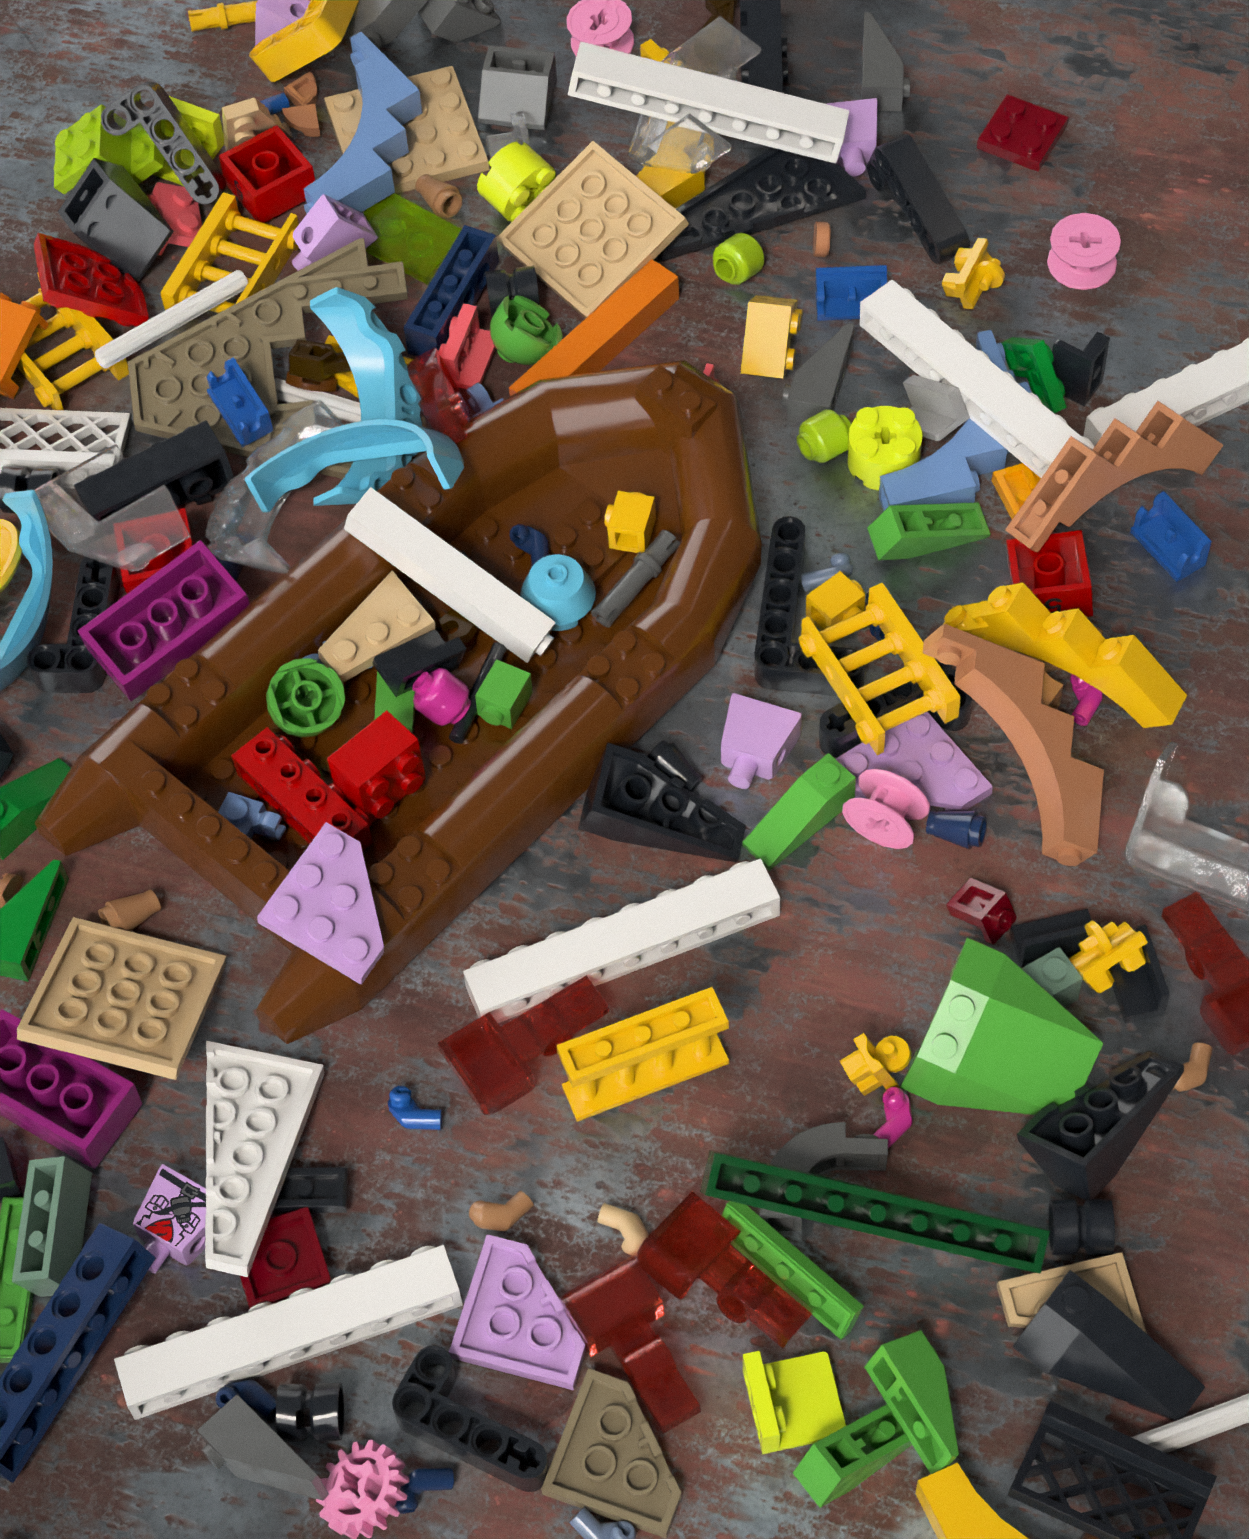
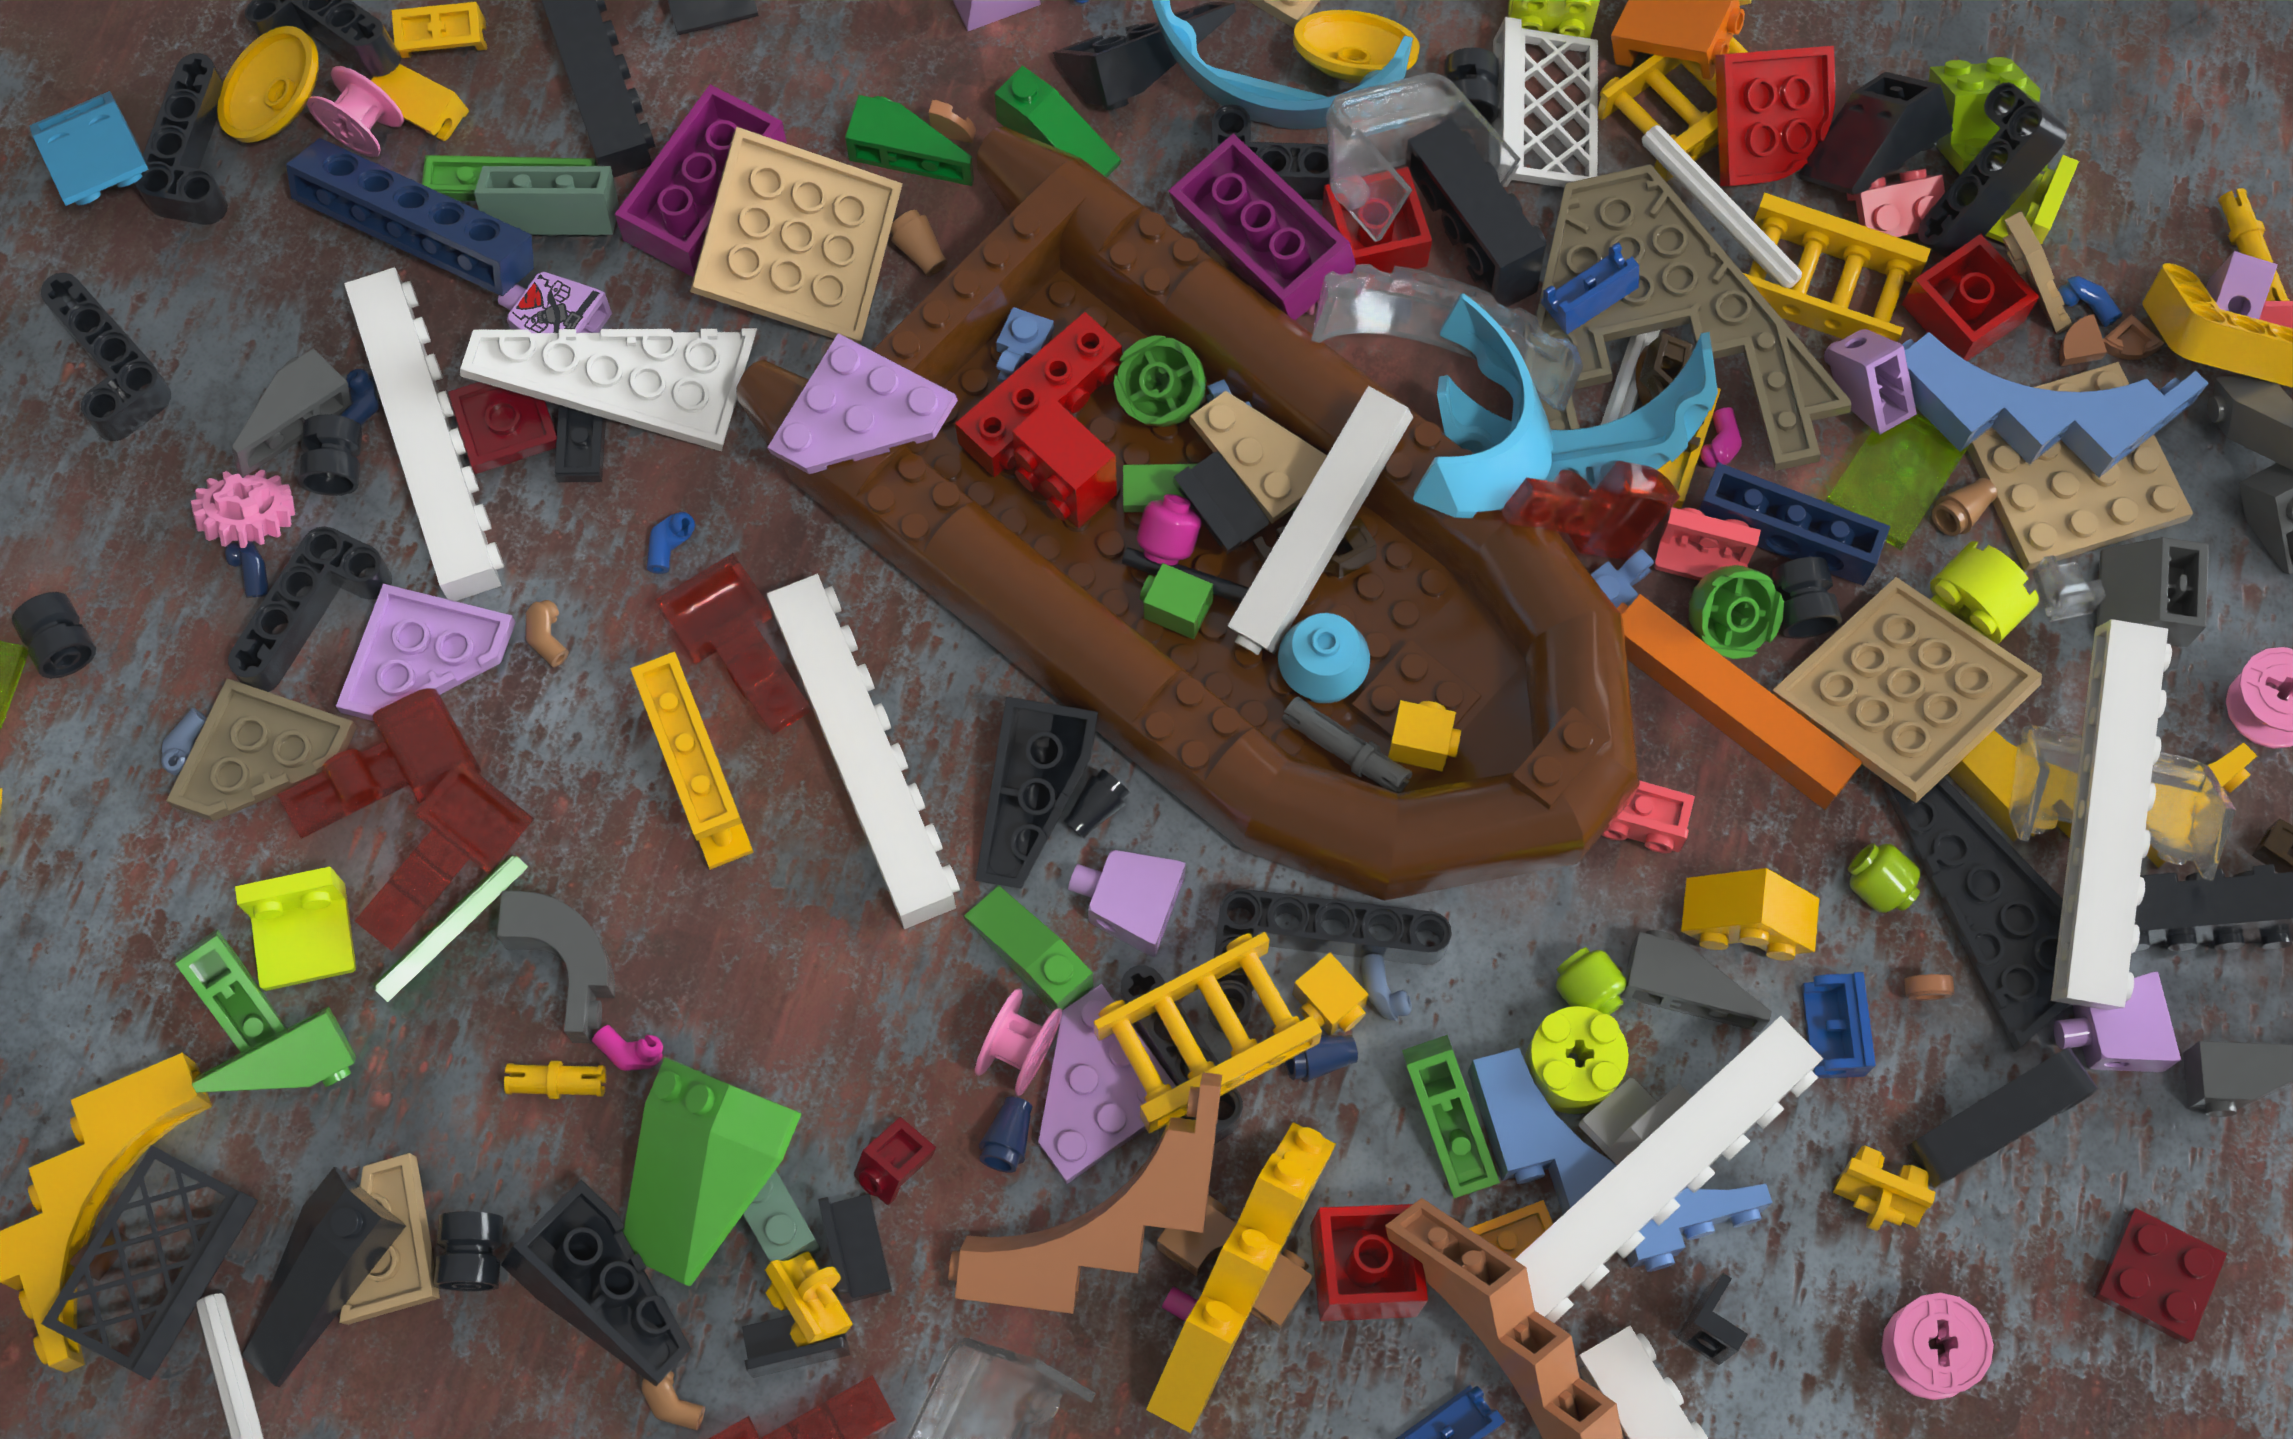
camera: 85 degrees right, 10 degrees up
(530, 541) = (1401, 629): dark blue arm -> none
(628, 1224) = (516, 764): tan arm -> none
(871, 1065) = (679, 1020): yellow hips -> none
(874, 1211) = (479, 1008): dark green brick -> none
(923, 1173) = (555, 1079): none -> yellow pin
(1034, 361) = (1713, 1258): green plate -> none

